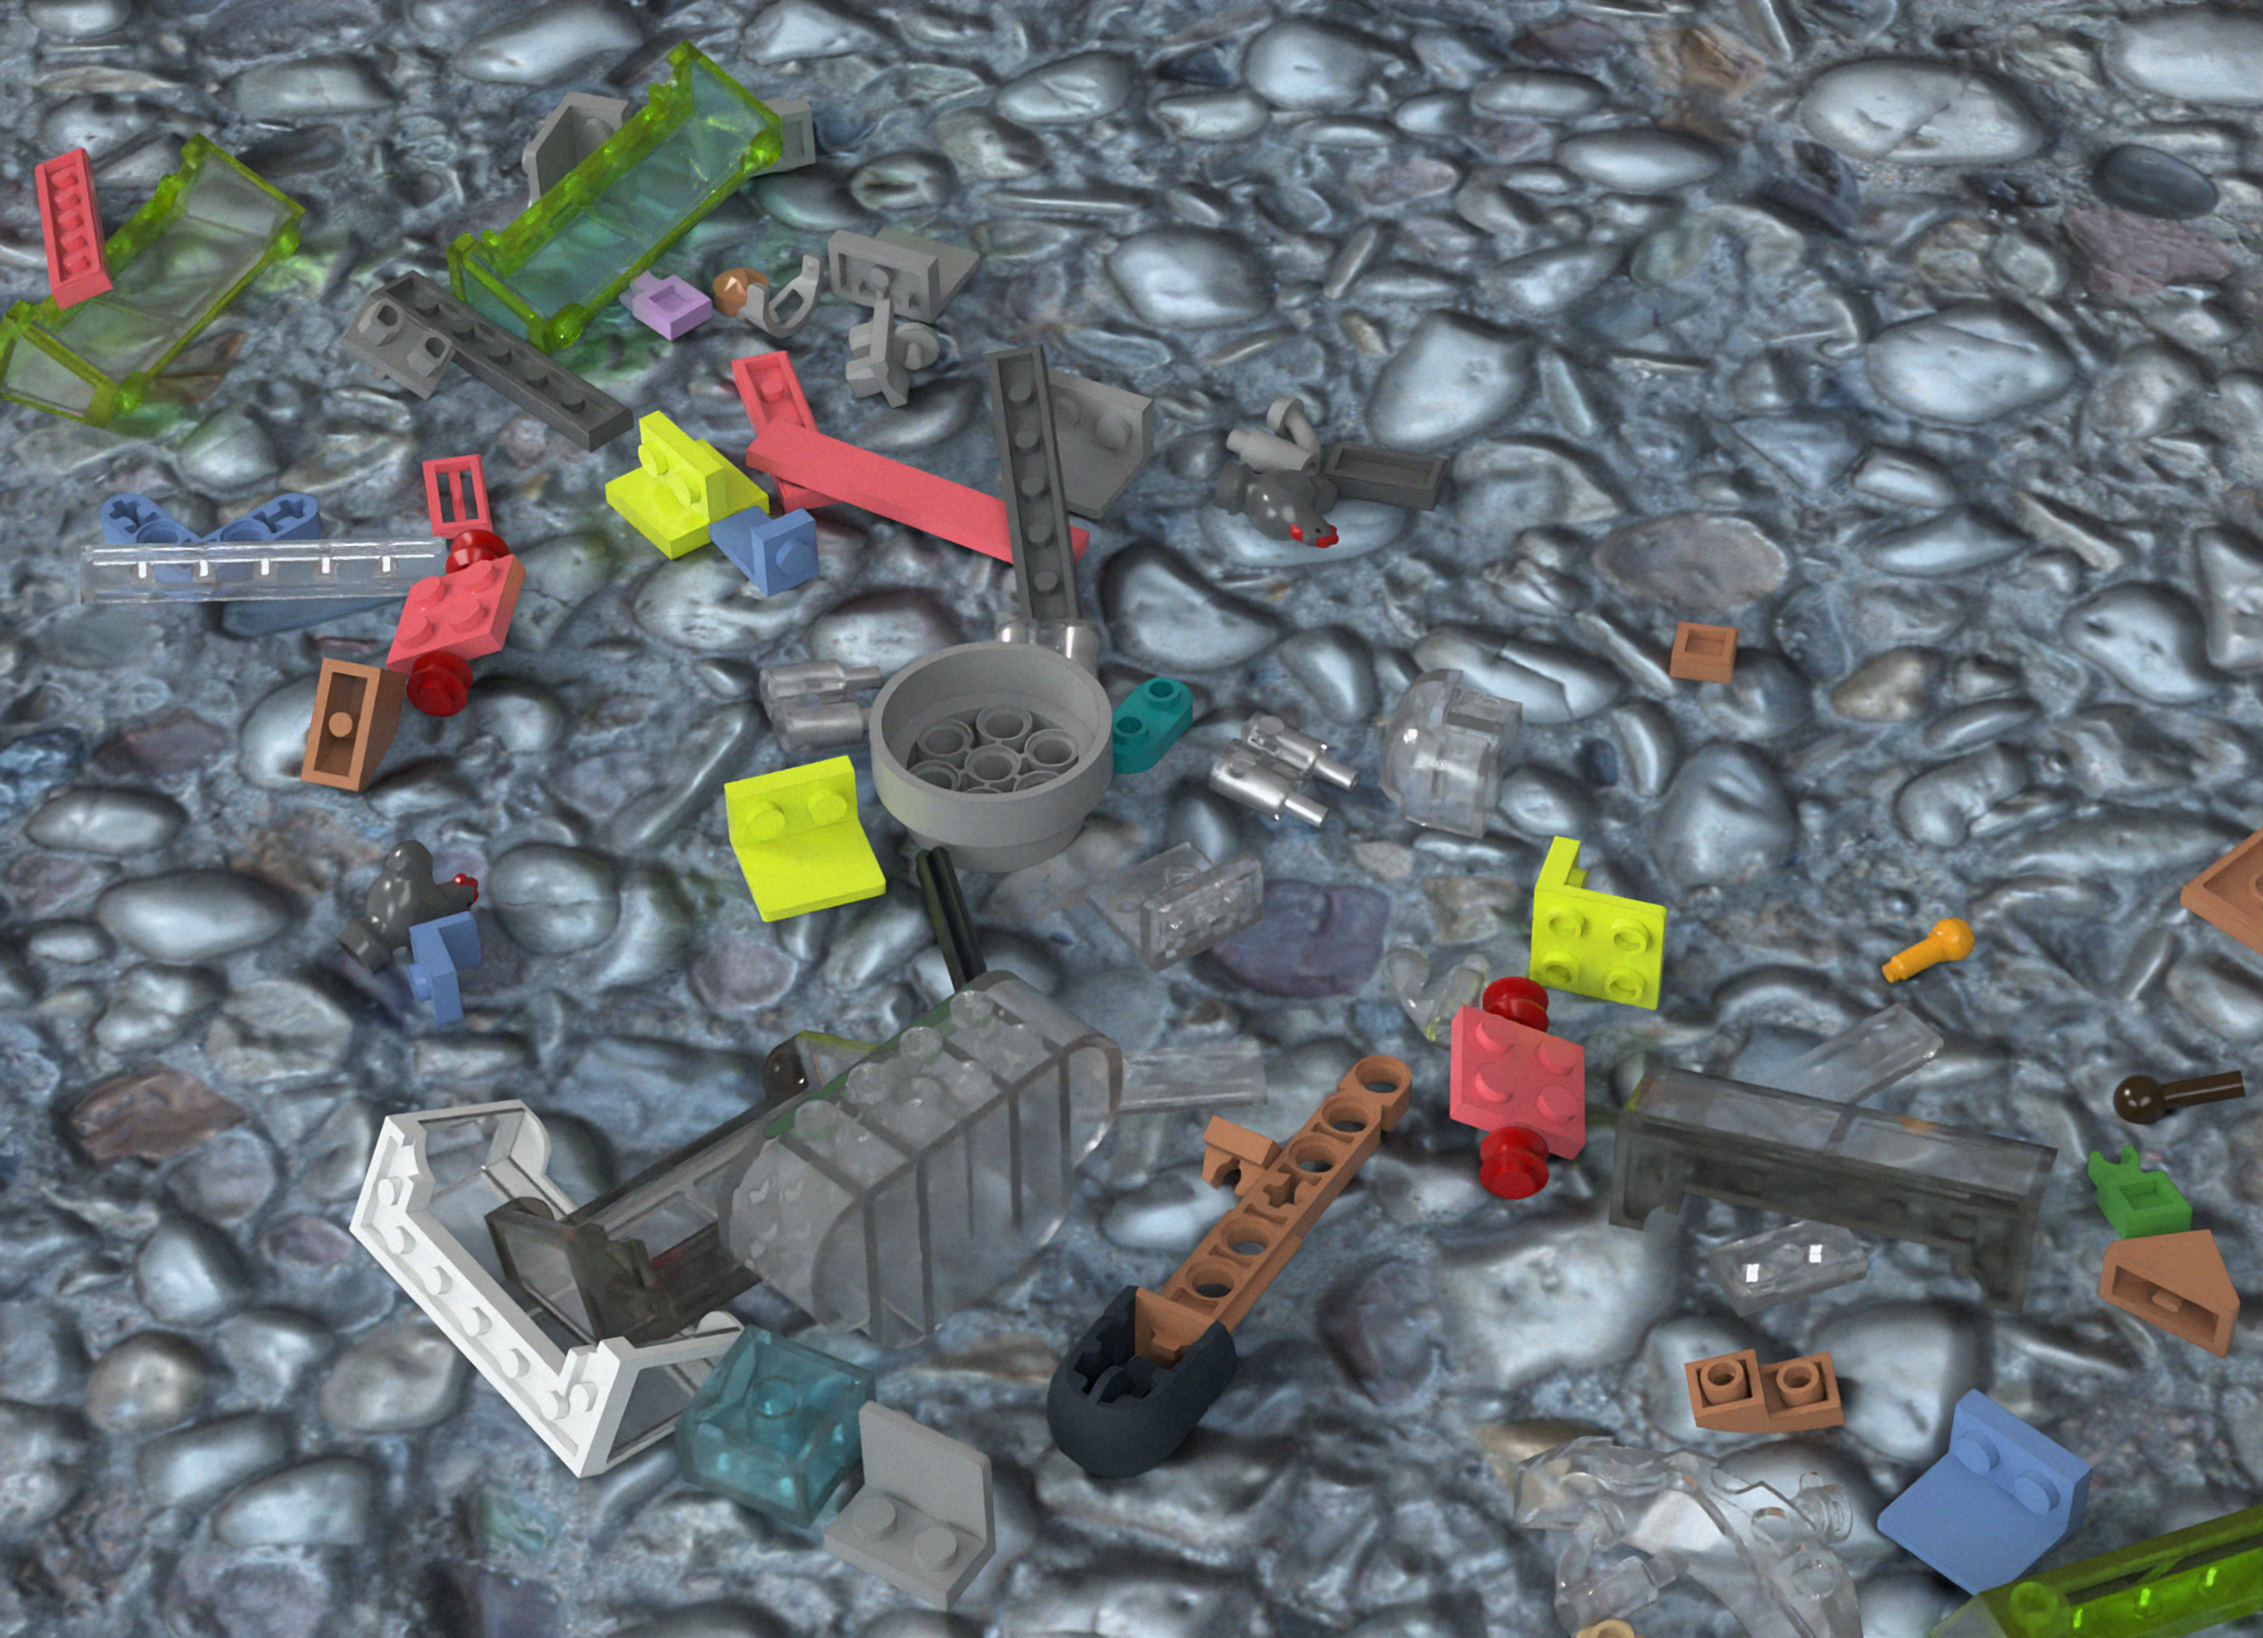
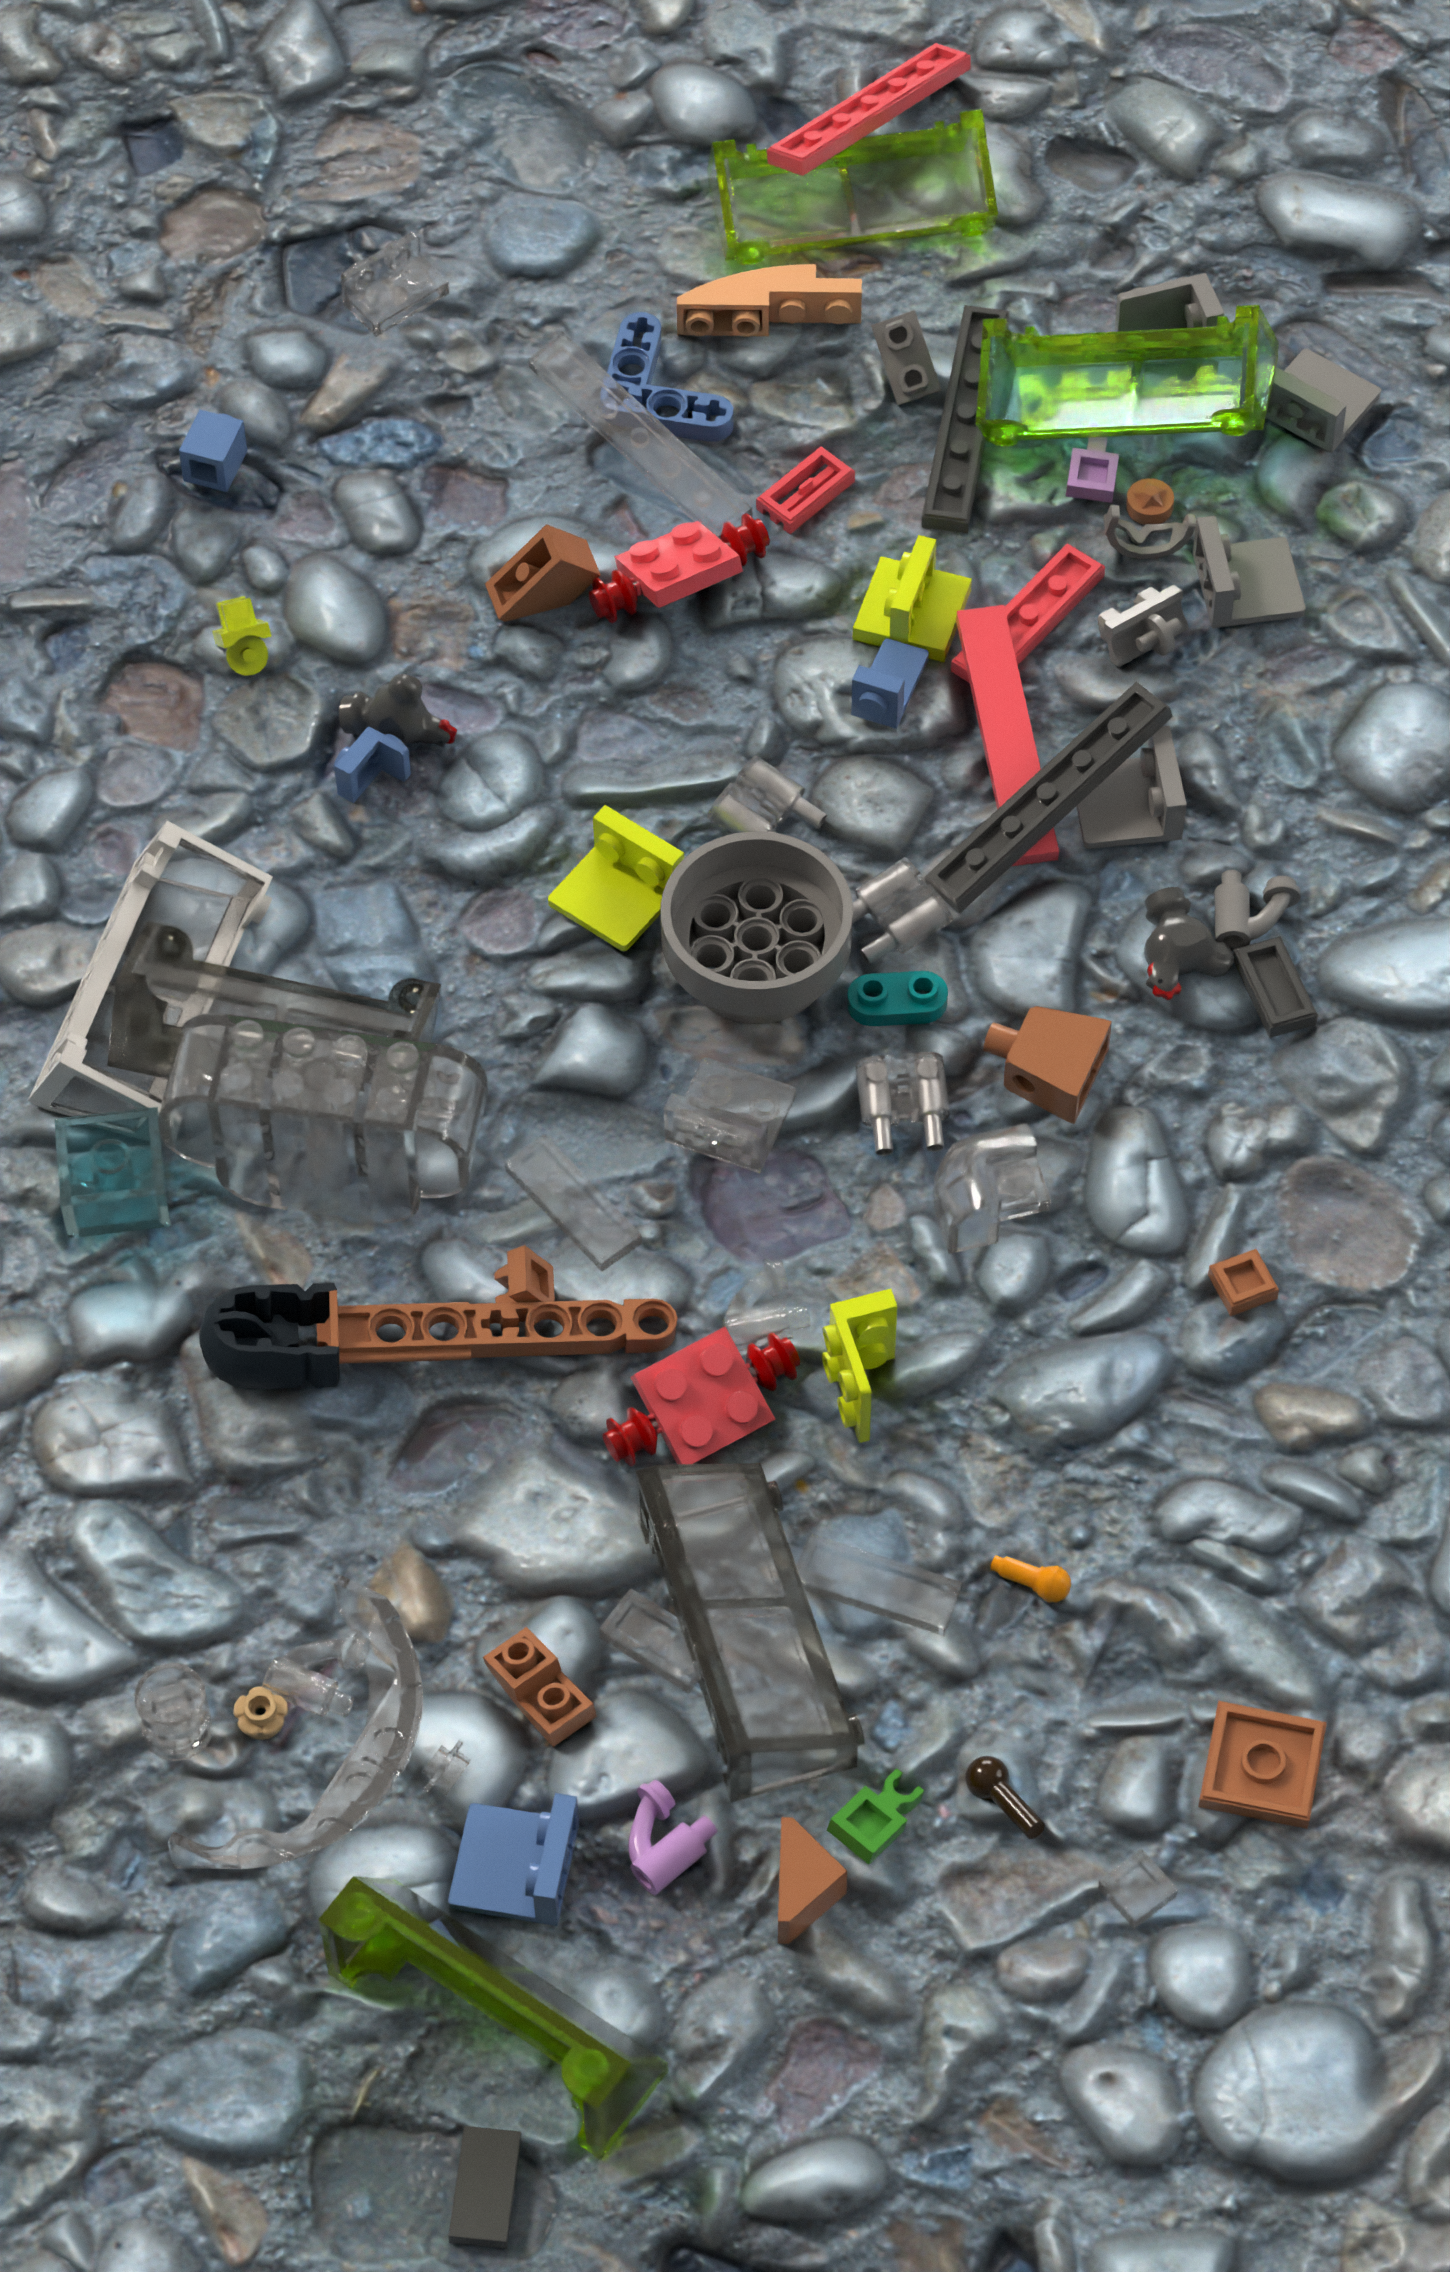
camera: 55 degrees right, 15 degrees up
(159, 973) = (241, 635): none -> neon yellow hips
(198, 409) = (780, 294): none -> light nougat slope
(922, 1509) = (98, 1288): light grey bracket -> none
(949, 916) = (603, 1021): black axle -> none
(1335, 646) = (1052, 1058): none -> nougat torso
(2067, 1385) = (674, 1853): none -> lavender plant

